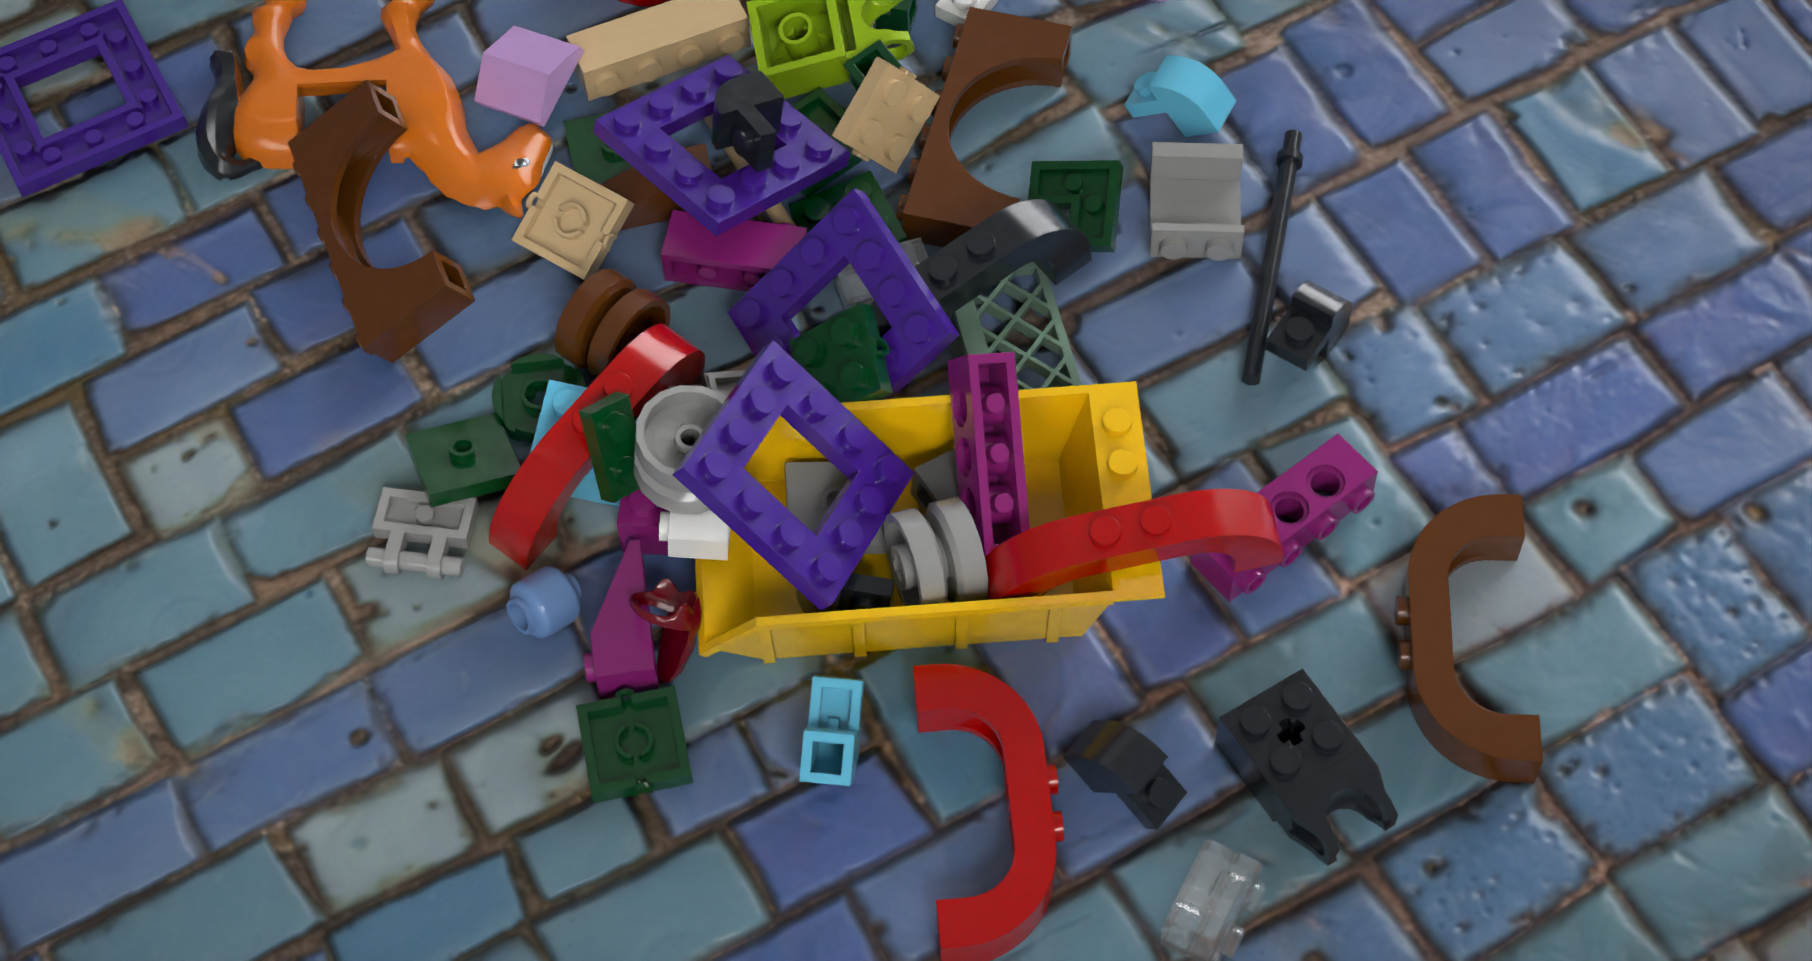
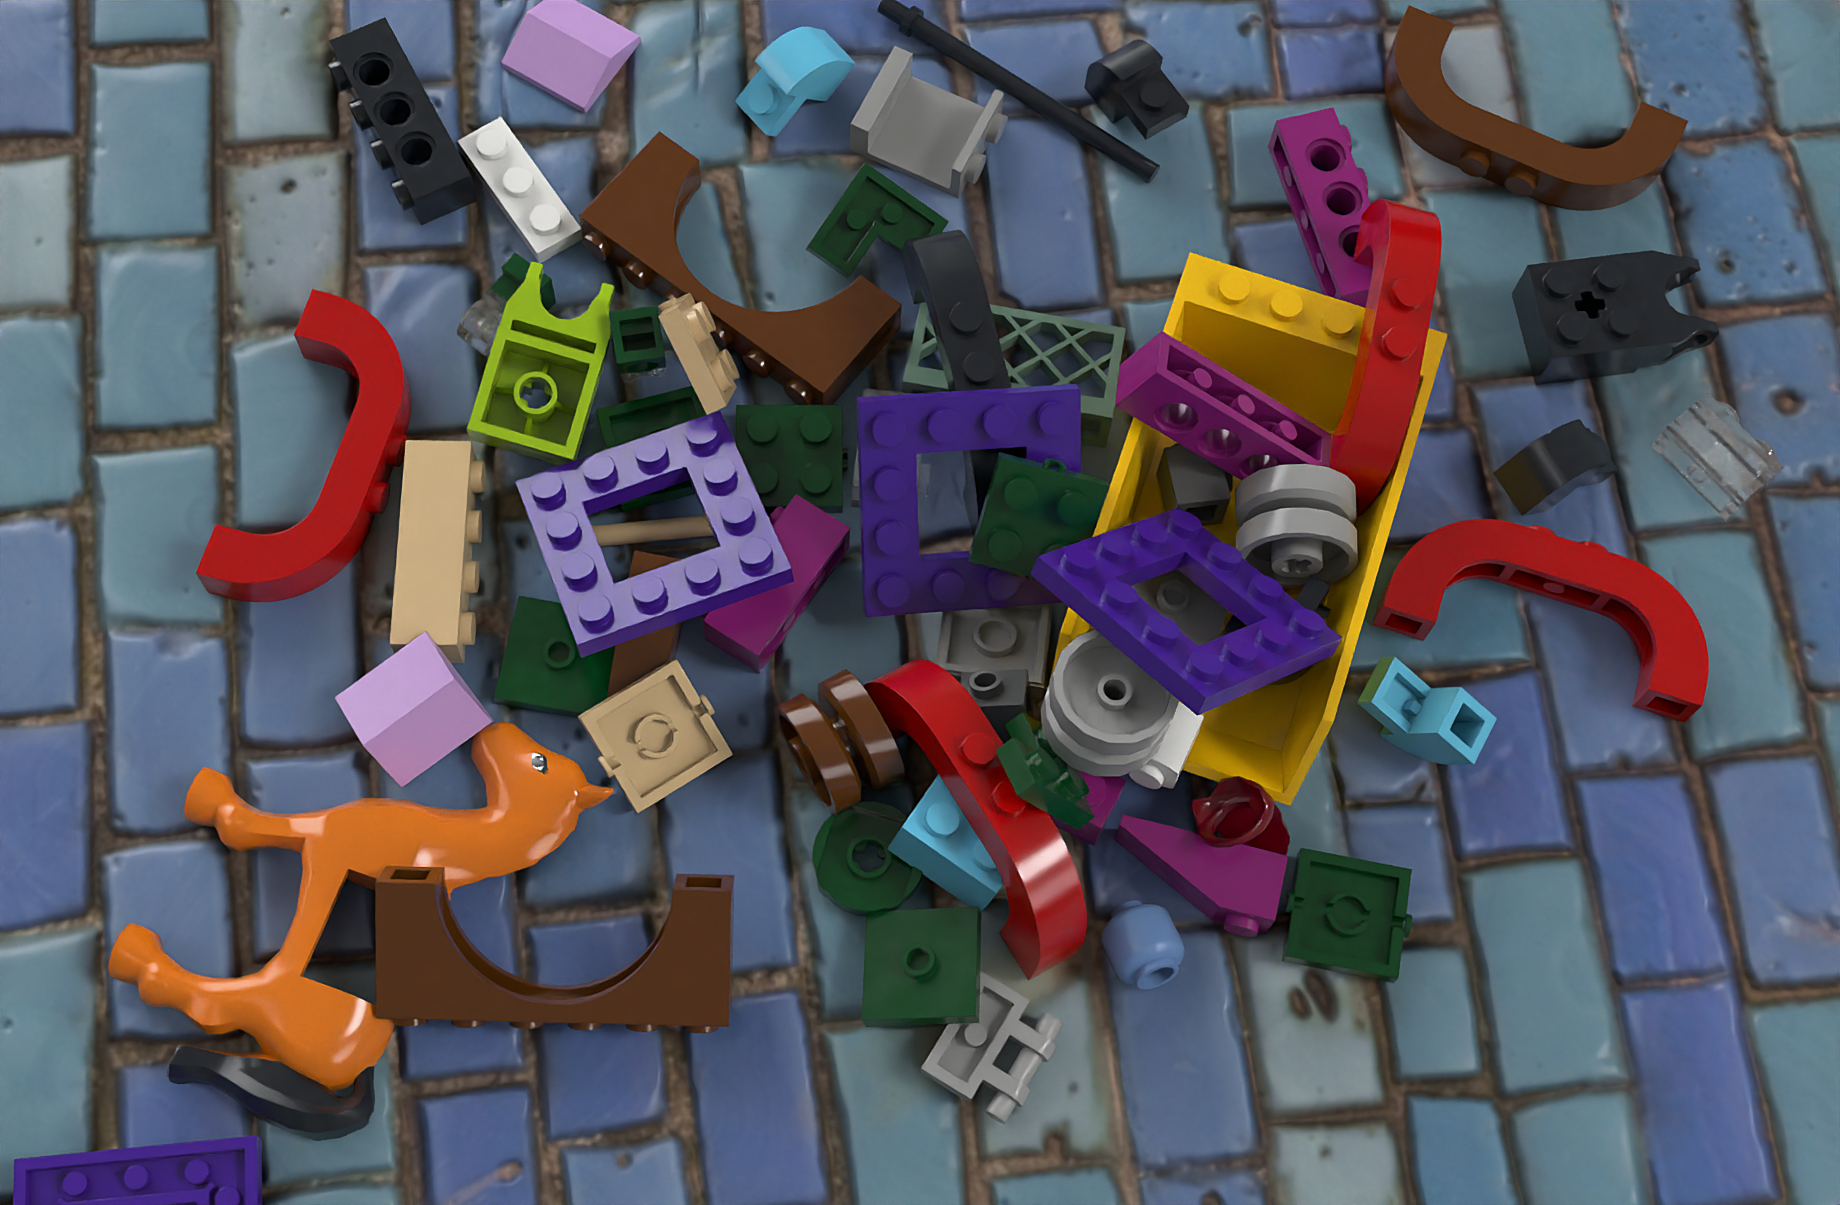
camera: 75 degrees left, 10 degrees up
(748, 118) = (655, 491): black brick -> none

